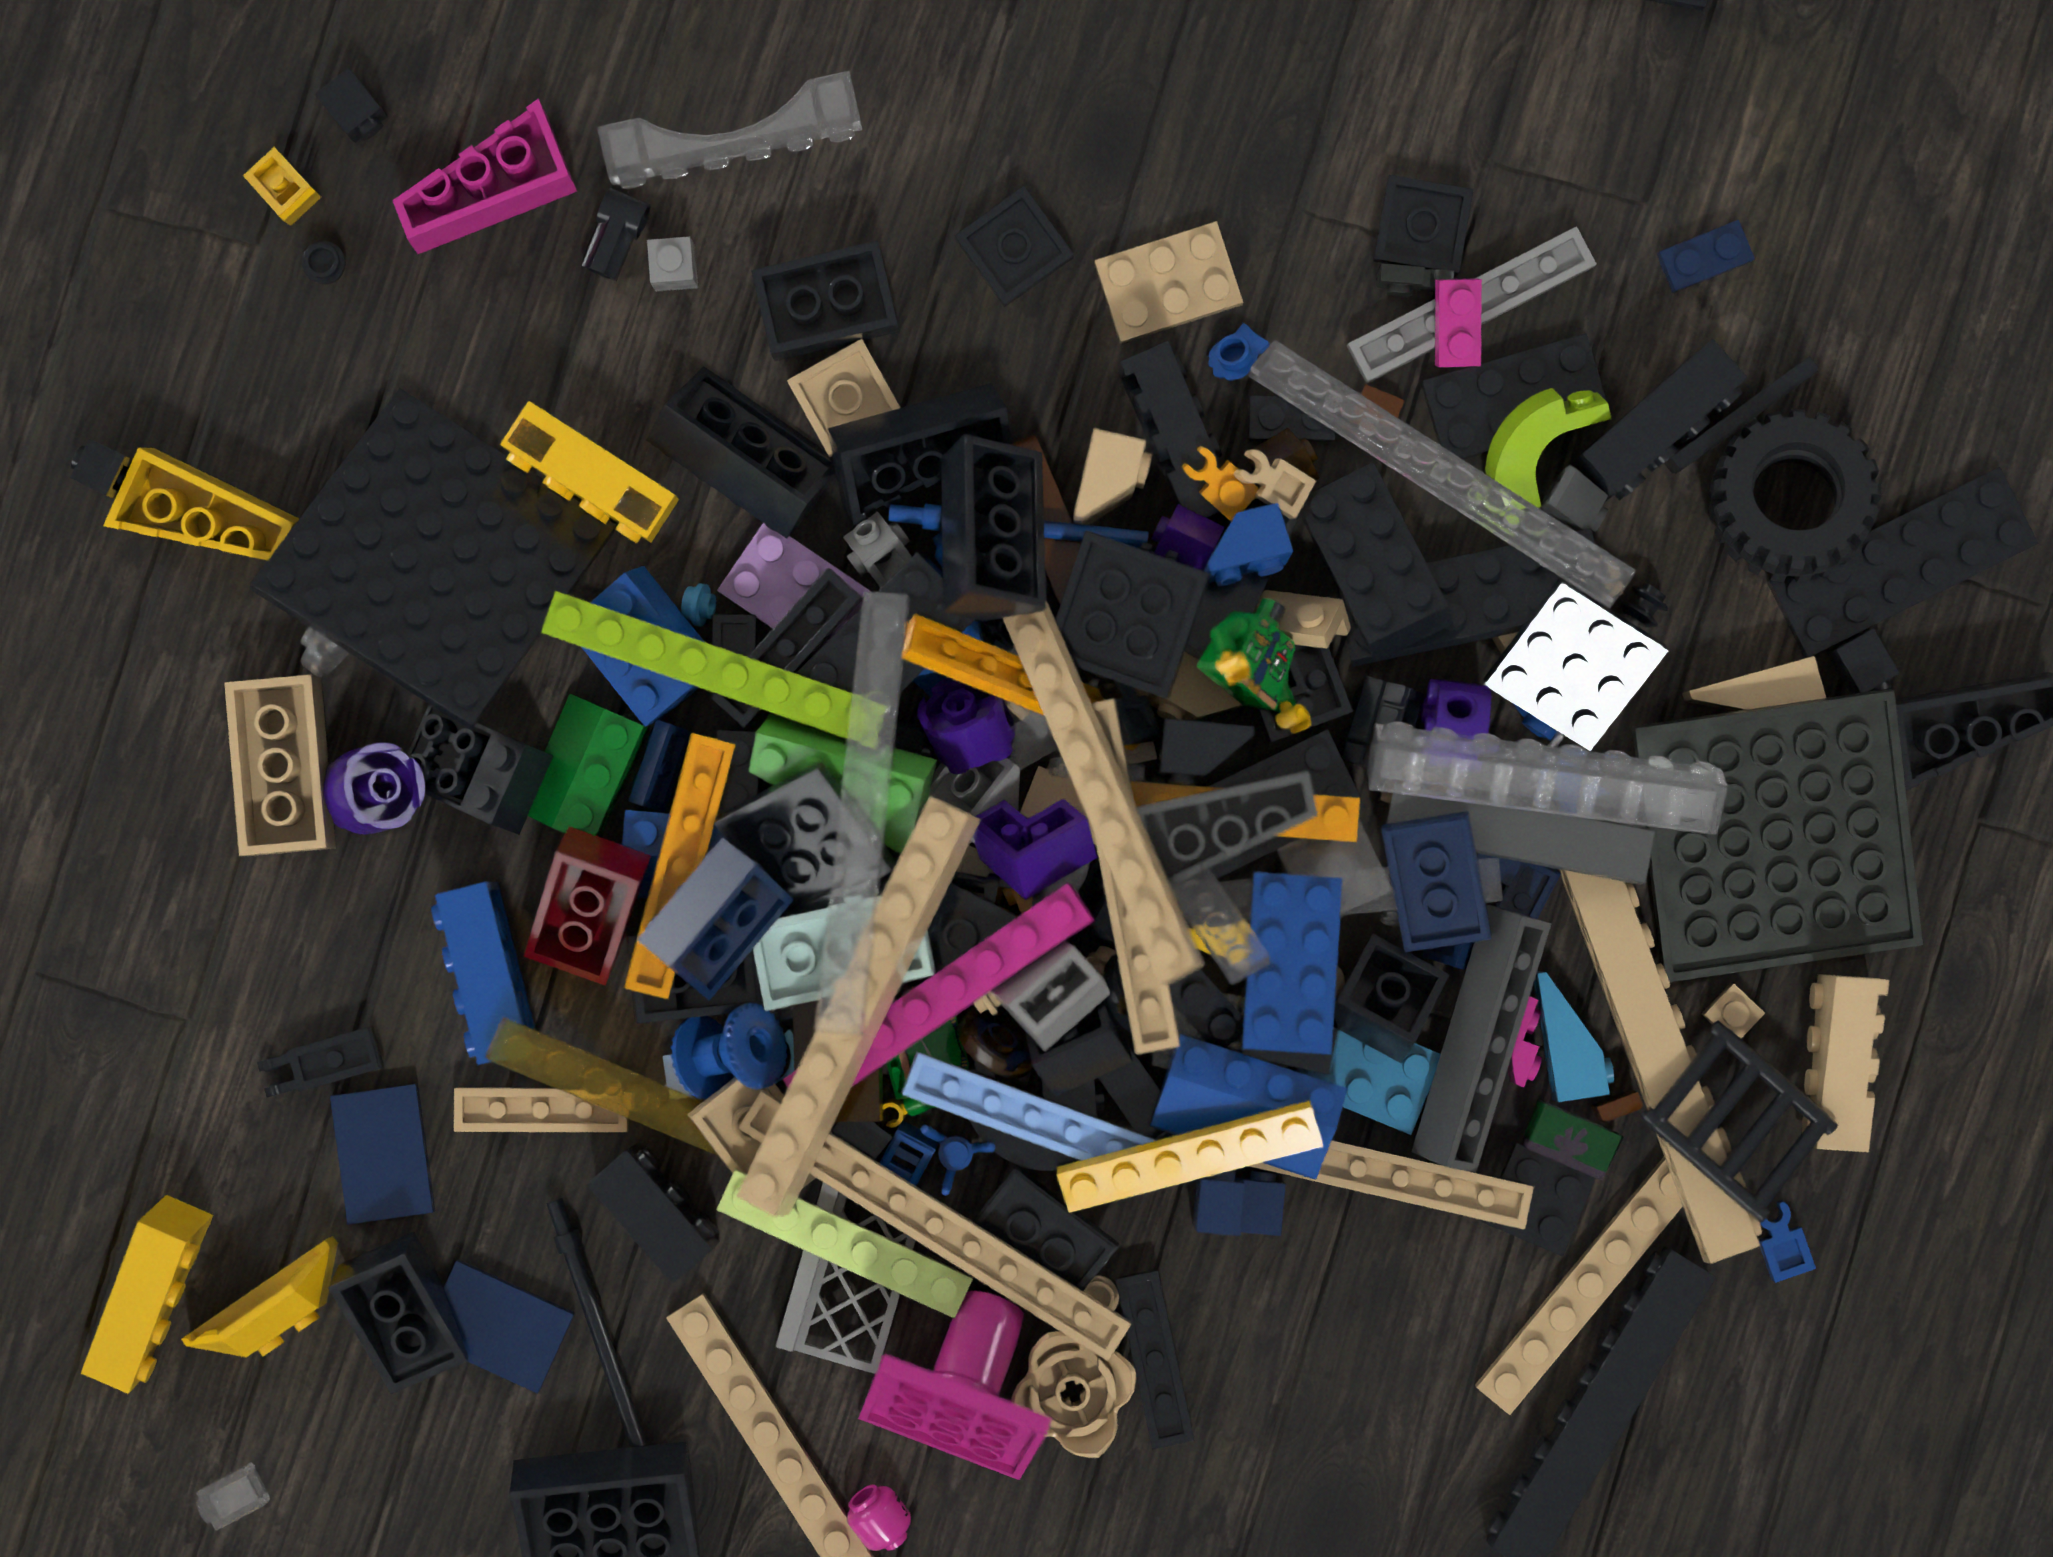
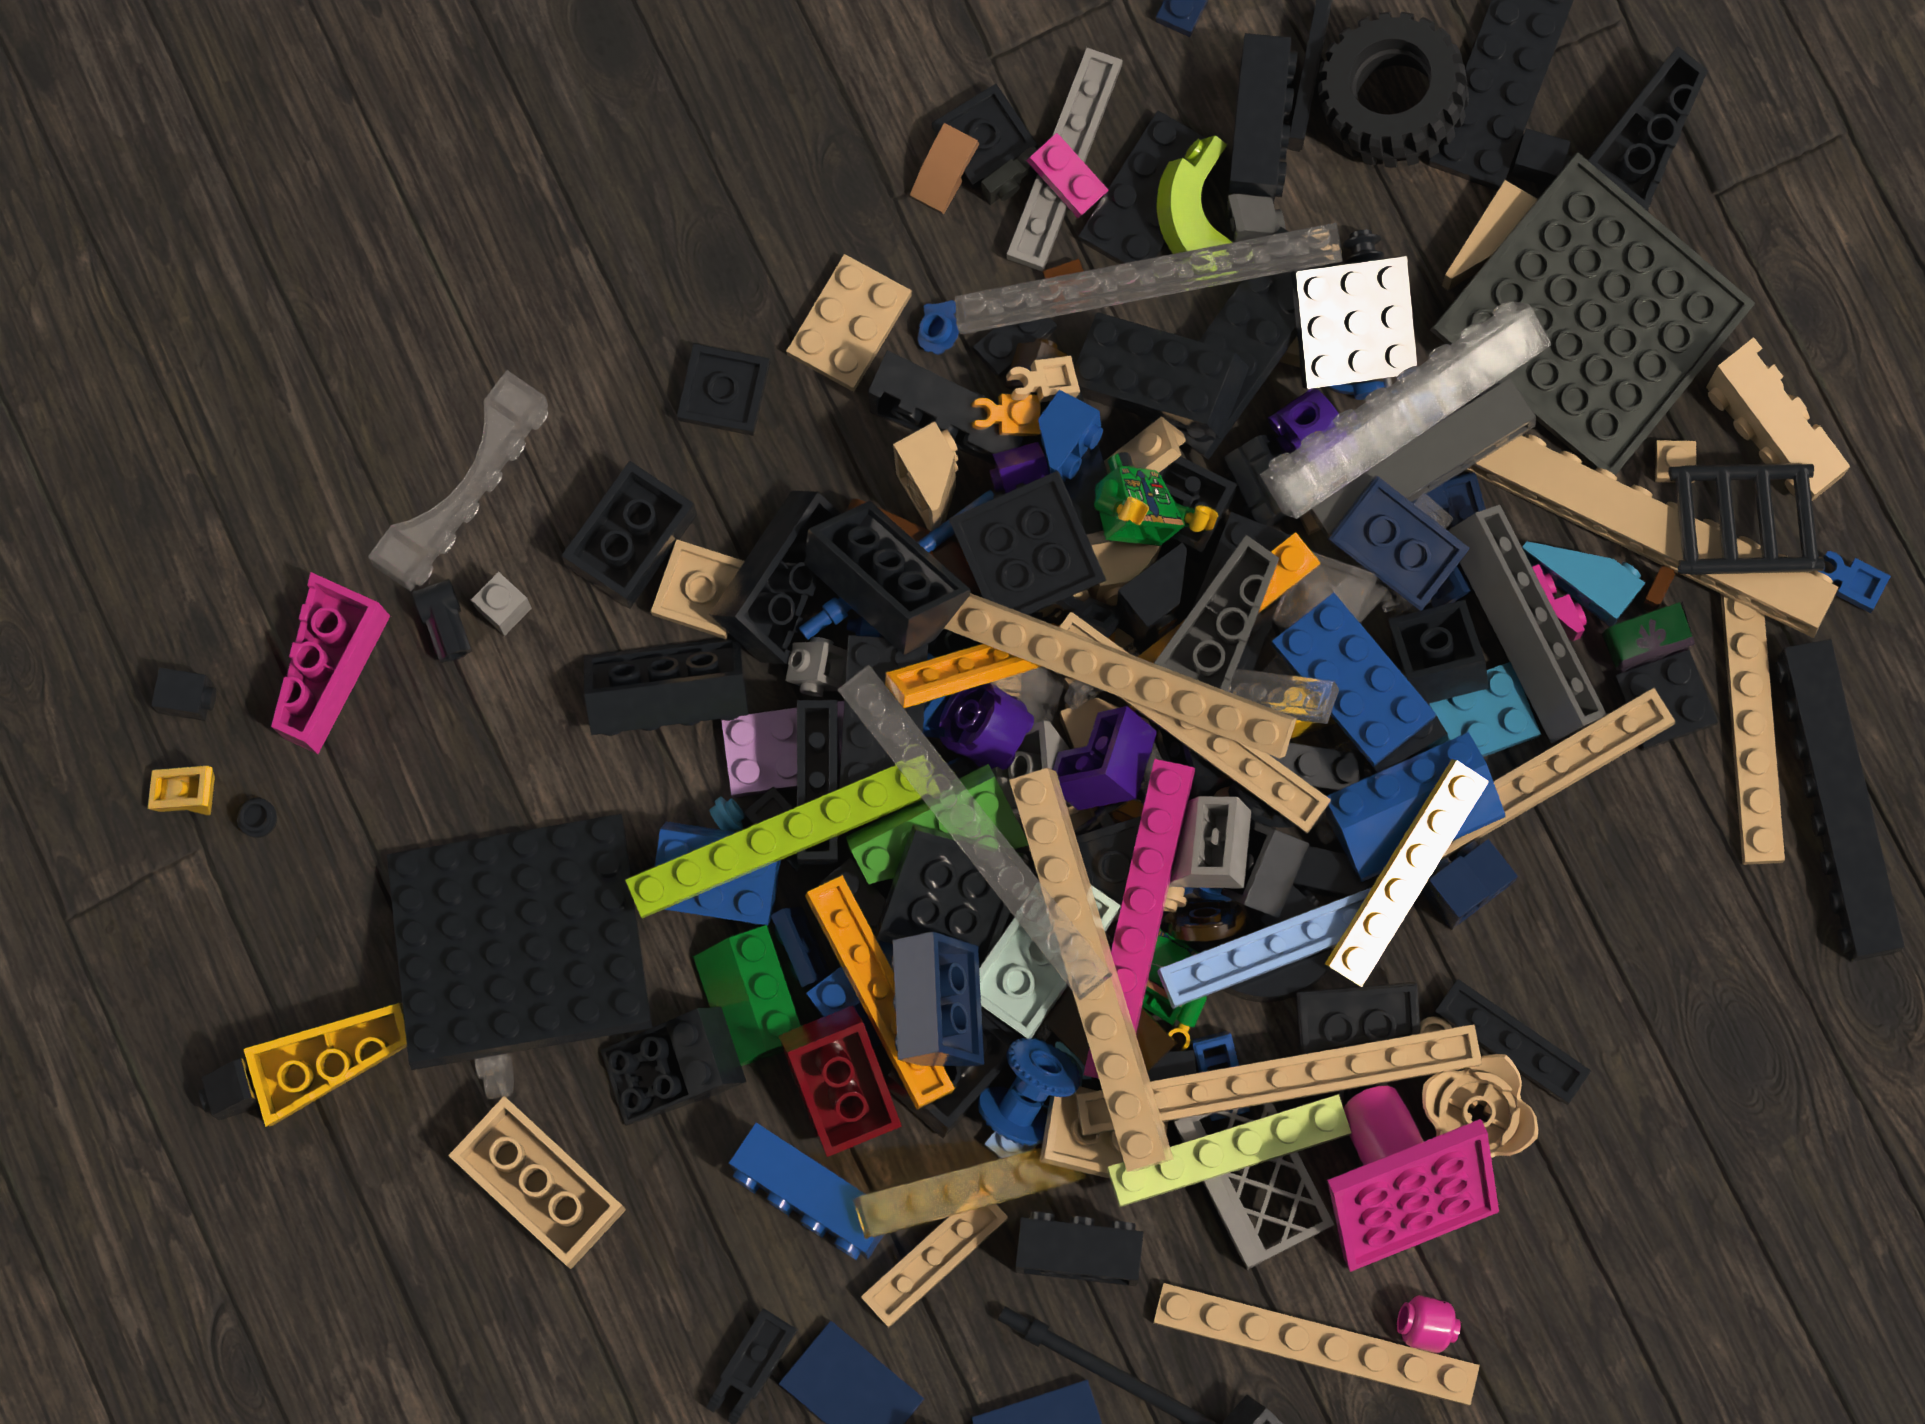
camera: 40 degrees left, 10 degrees down
(351, 793) = (617, 1137): dark purple brick -> none
(588, 471) = (574, 788): yellow piece -> none
(954, 1153) = (1246, 1024): blue plant -> none
(1363, 223) = (943, 168): none -> medium nougat slope

